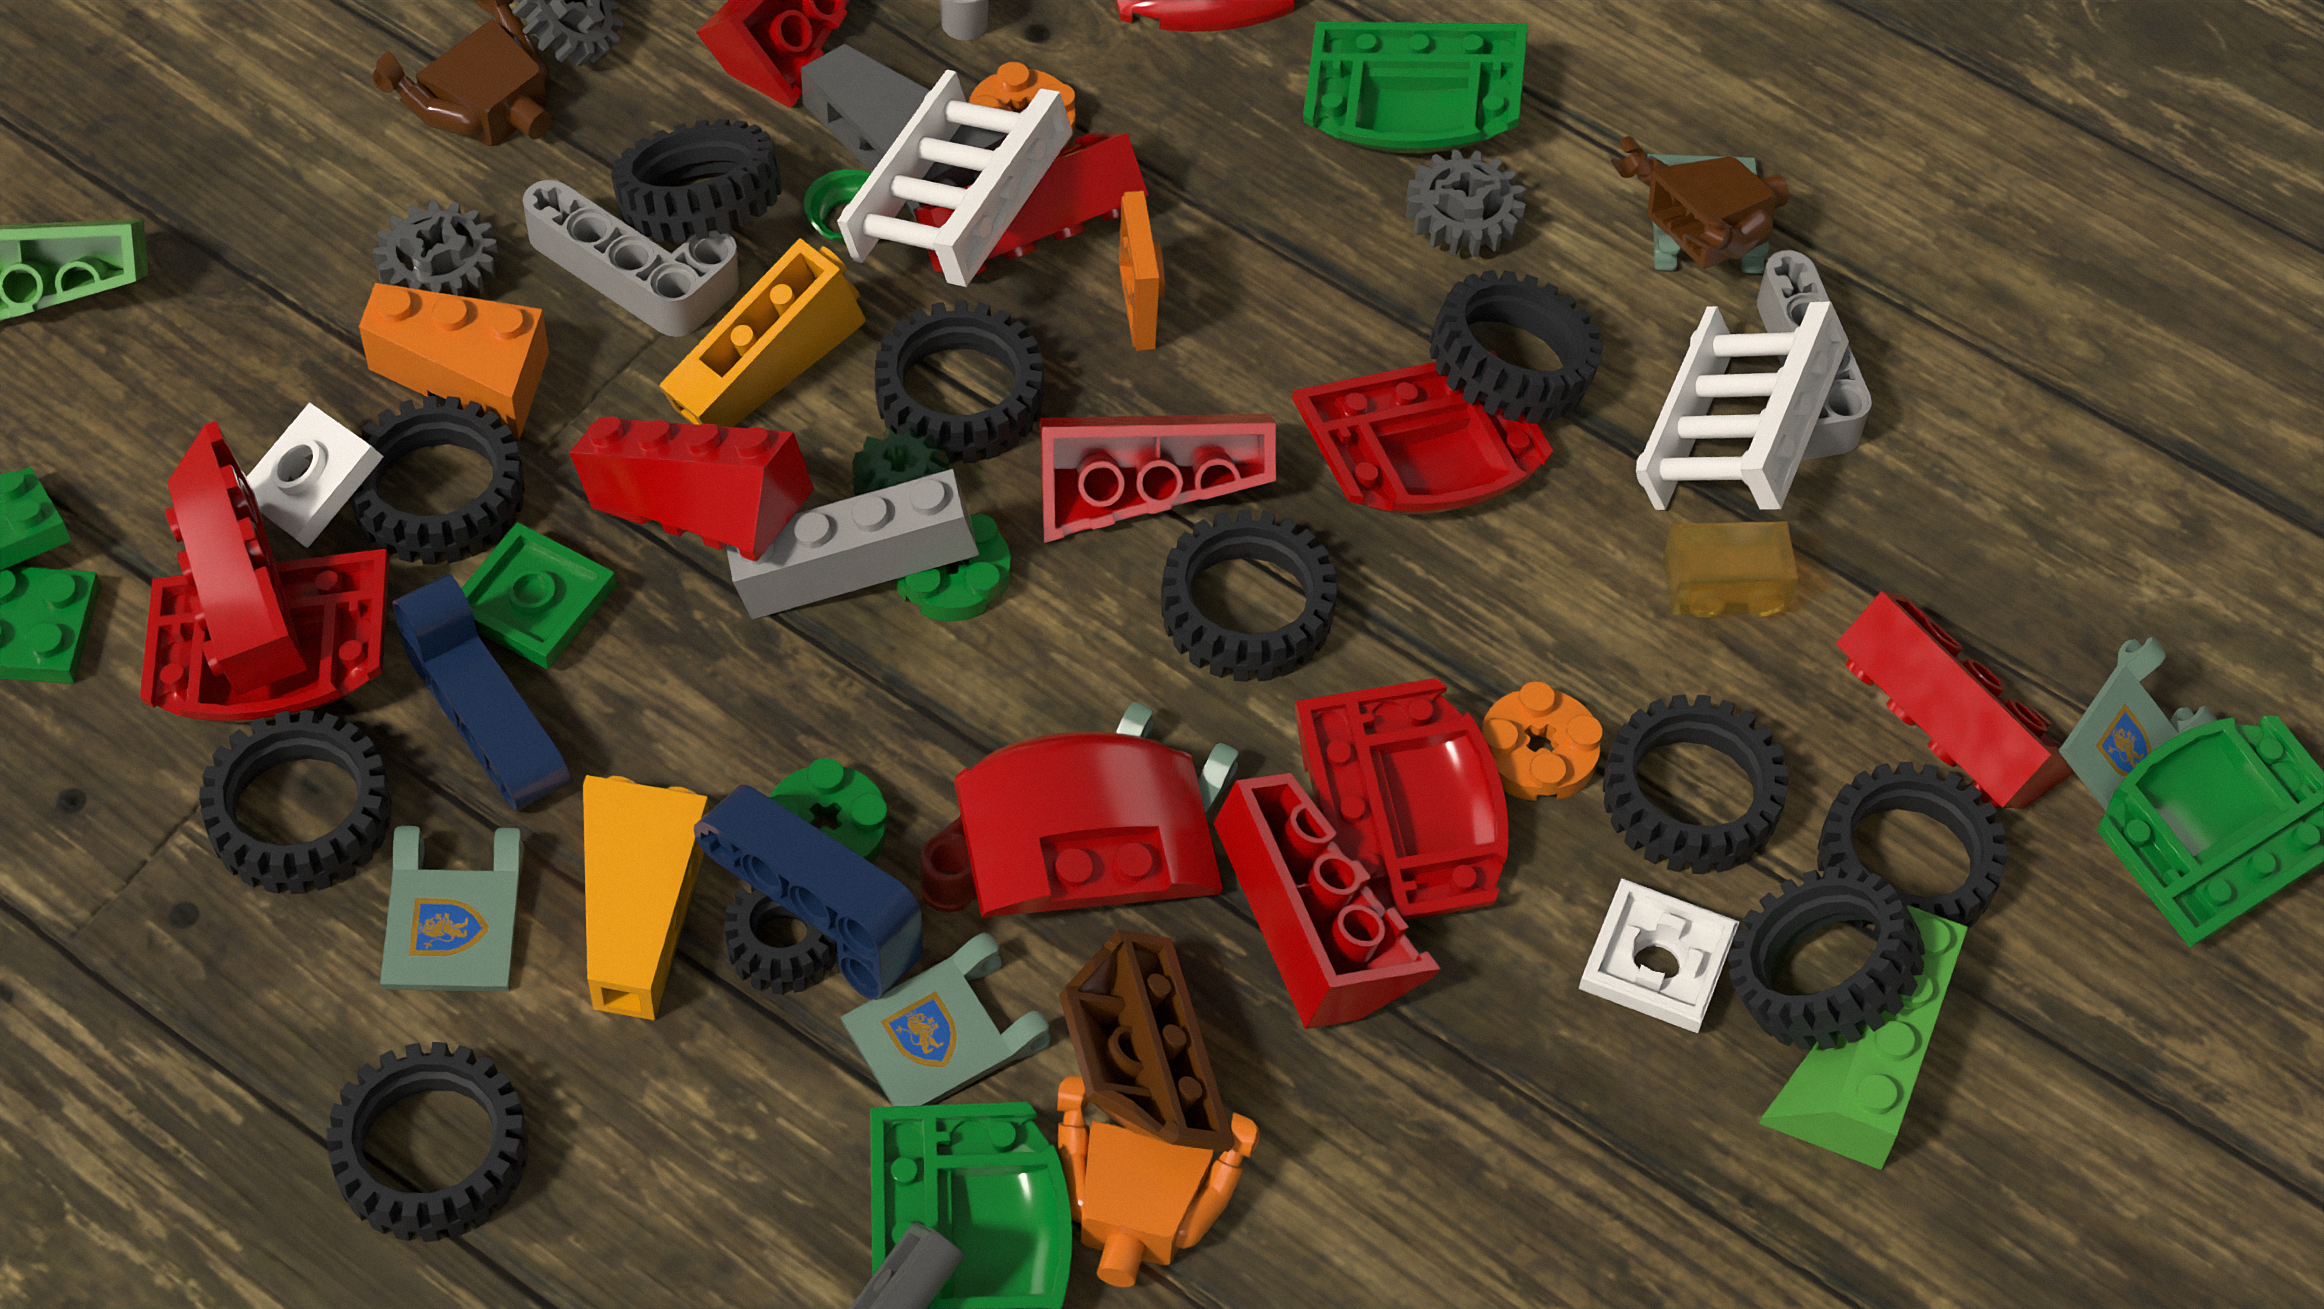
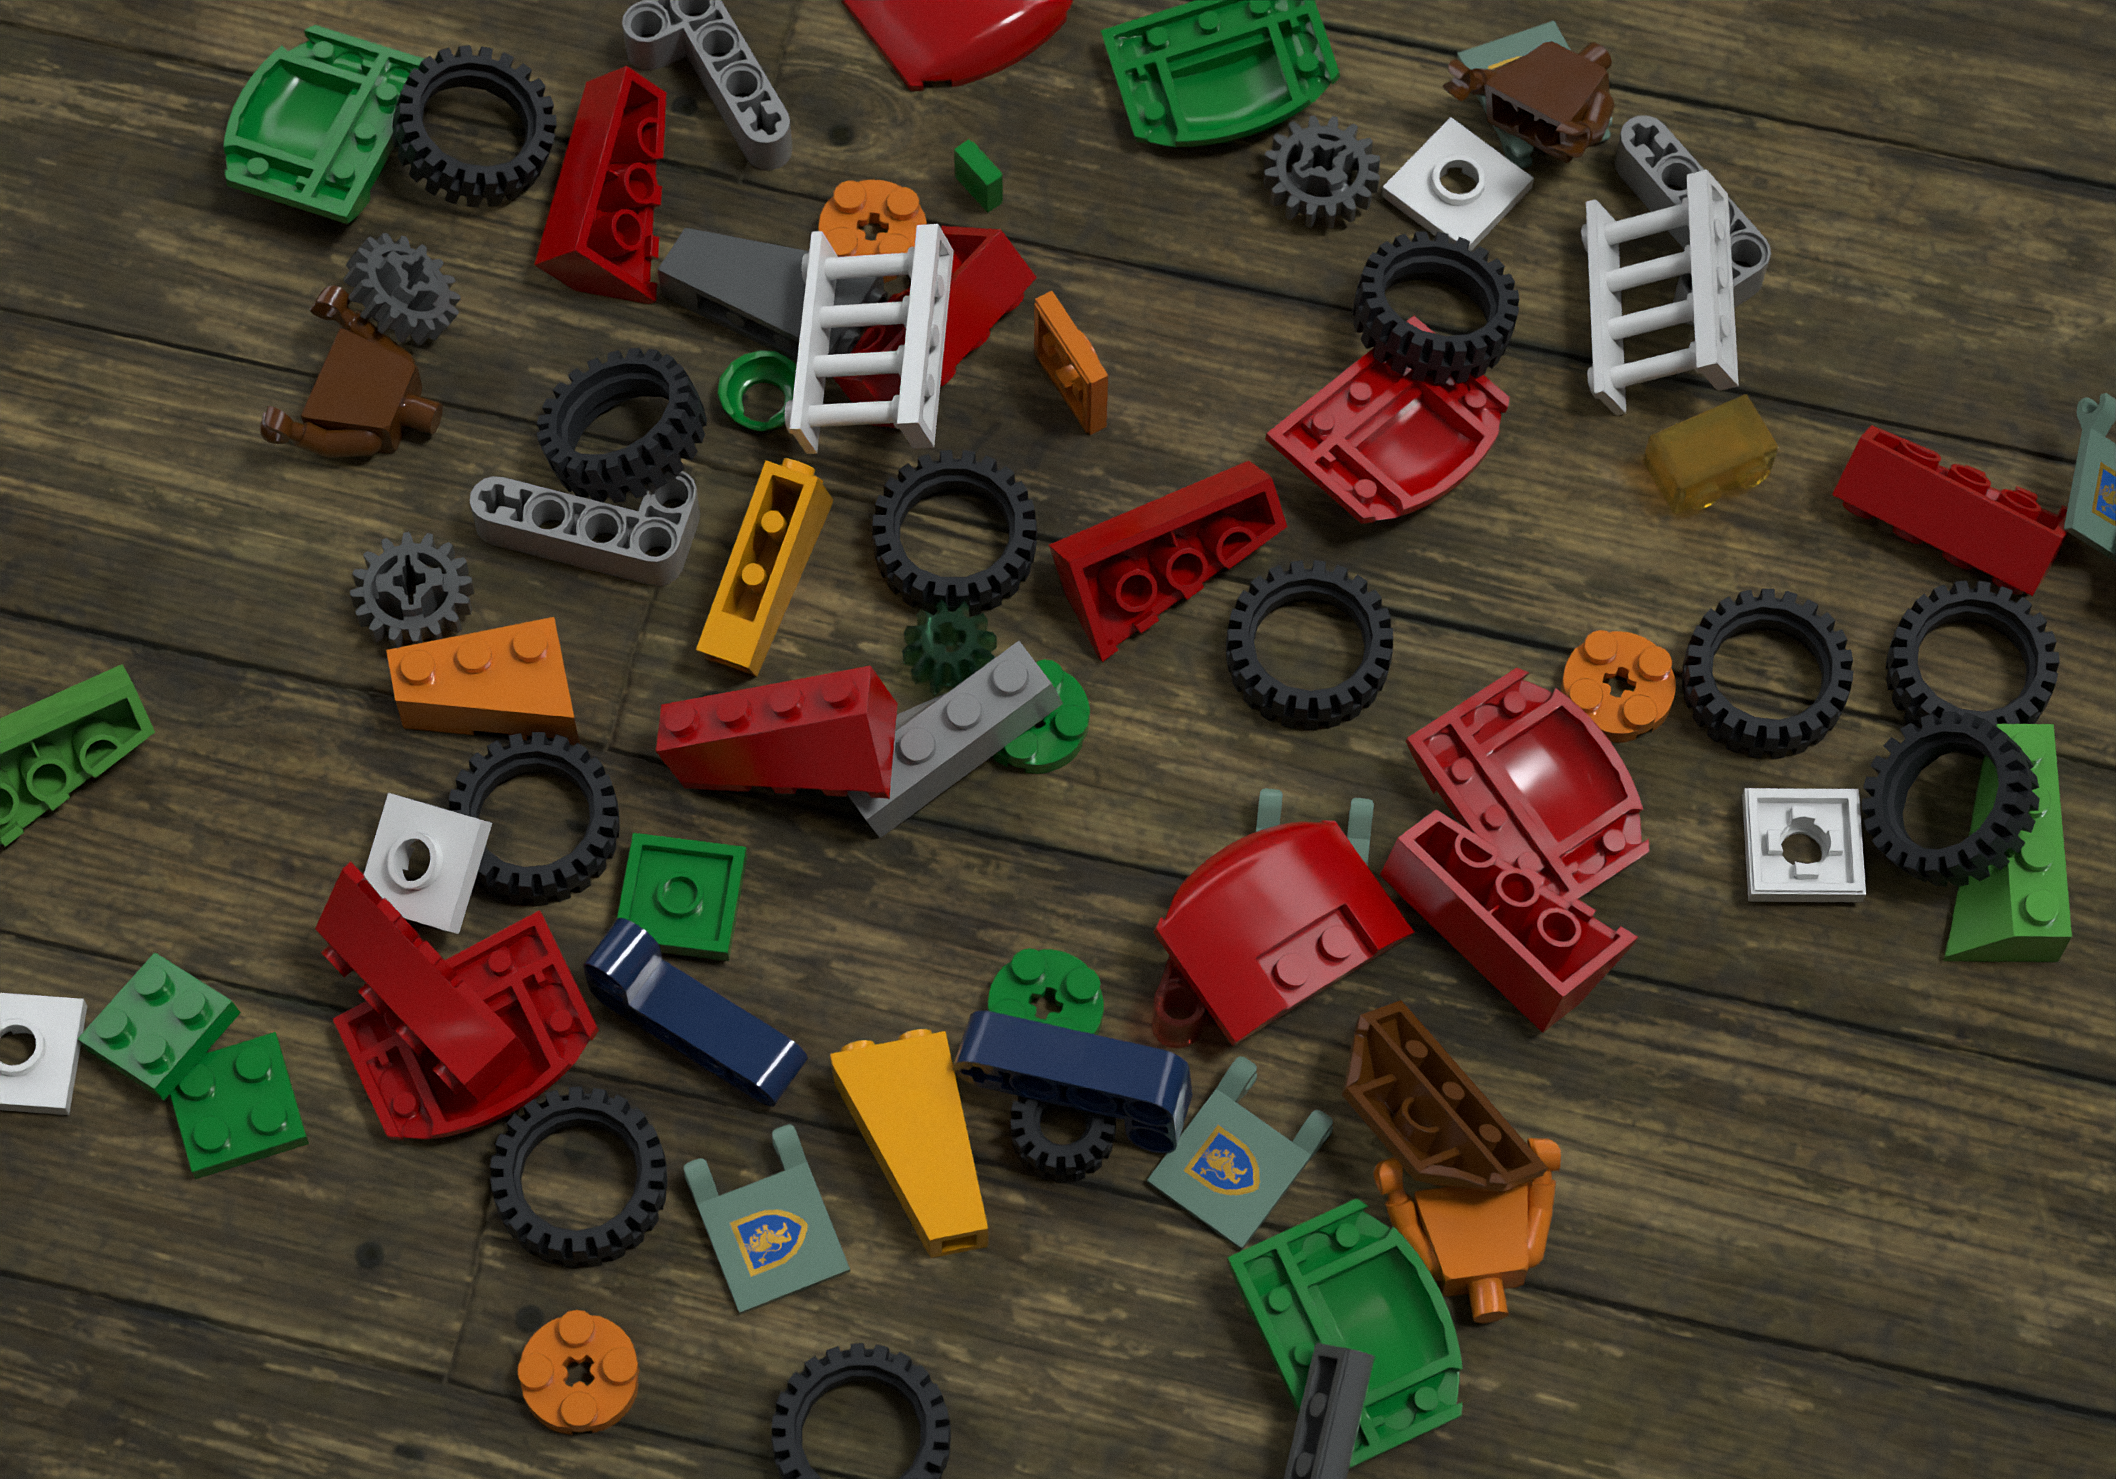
camera: 20 degrees left, 10 degrees up
(188, 947) = (581, 1407): none -> orange plate
(1141, 99) = (978, 175): none -> green tile
(1597, 288) = (1470, 215): none -> white piece

